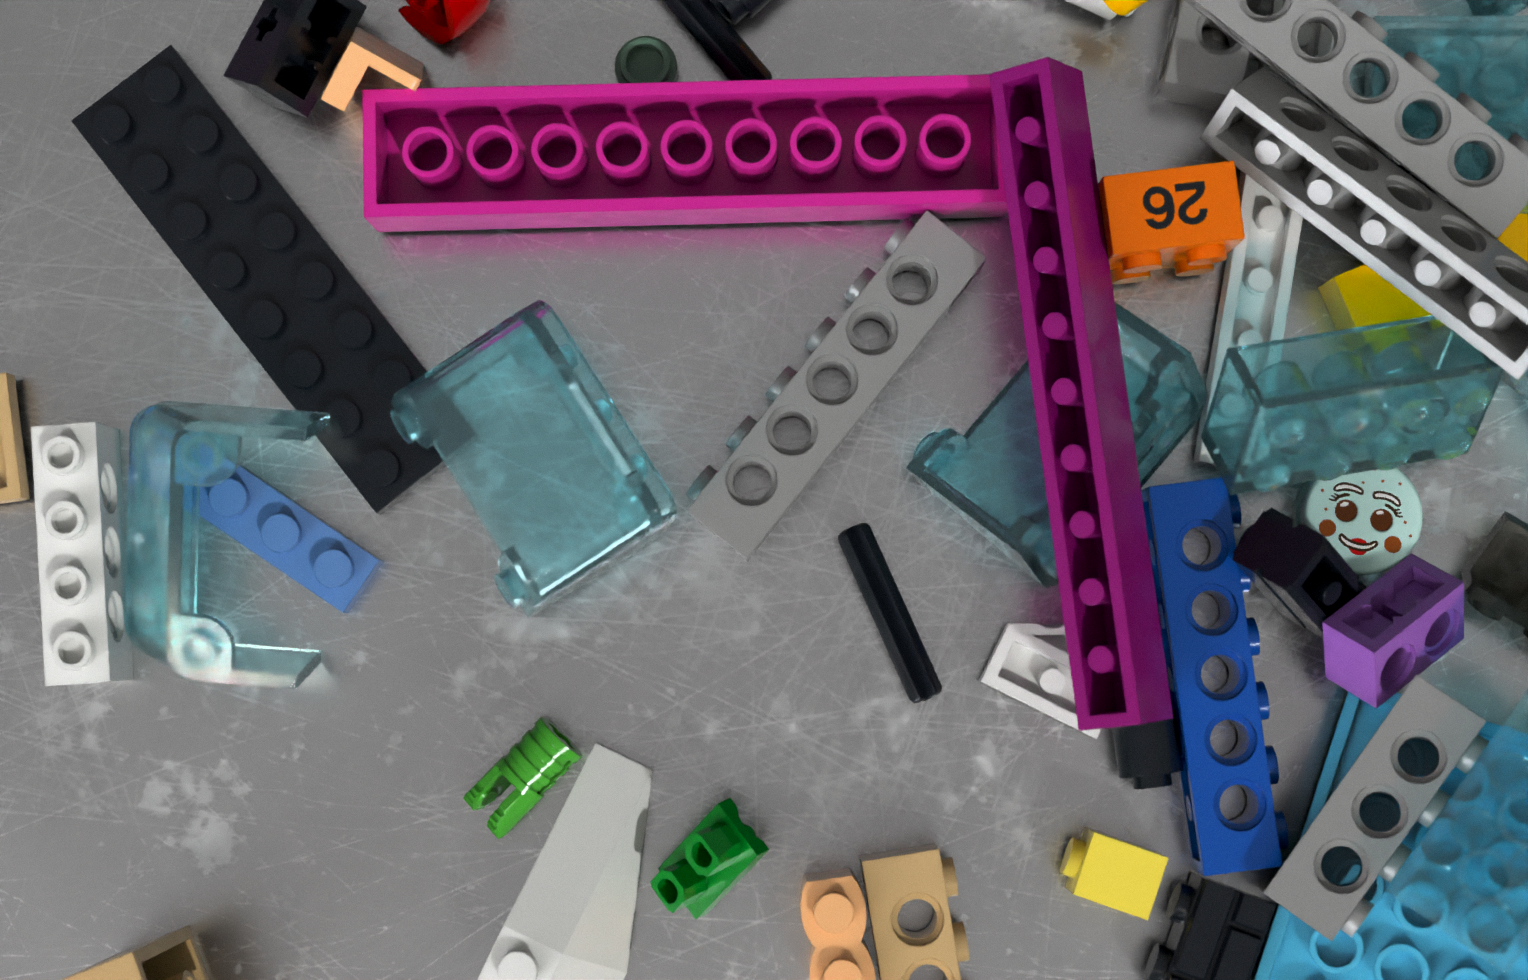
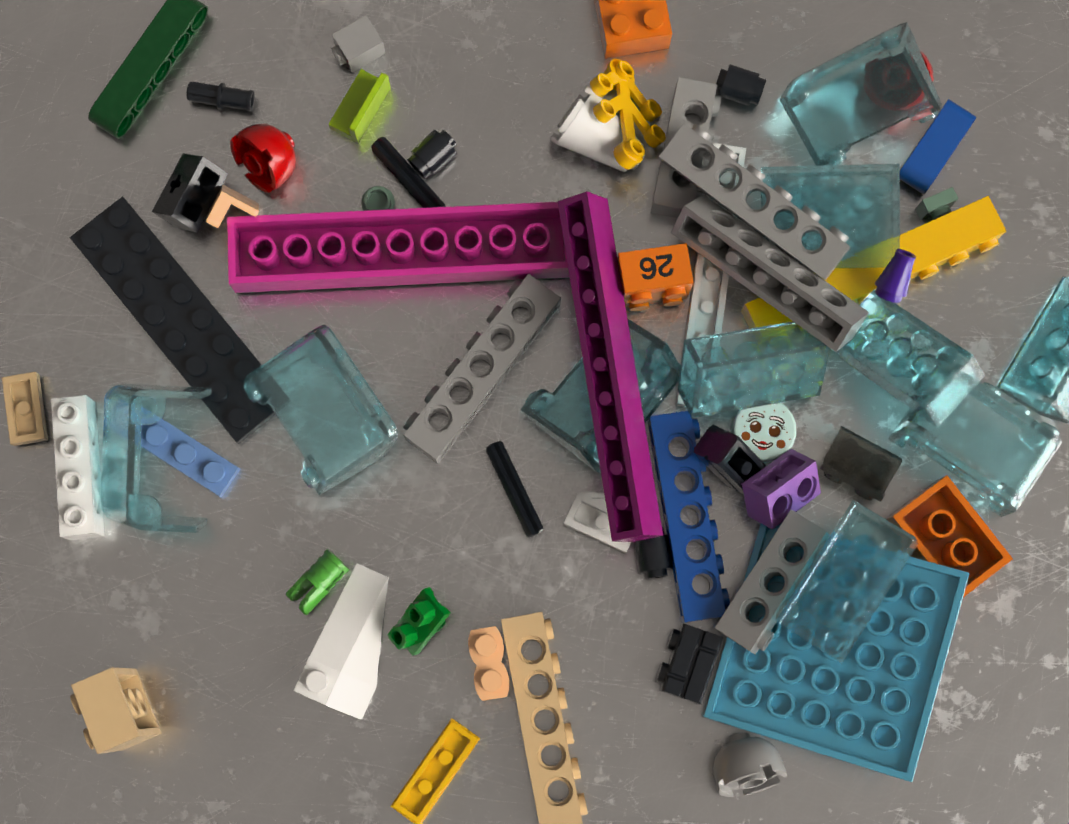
camera: 10 degrees left, 5 degrees down
(1113, 872) = (637, 623): light yellow brick -> none

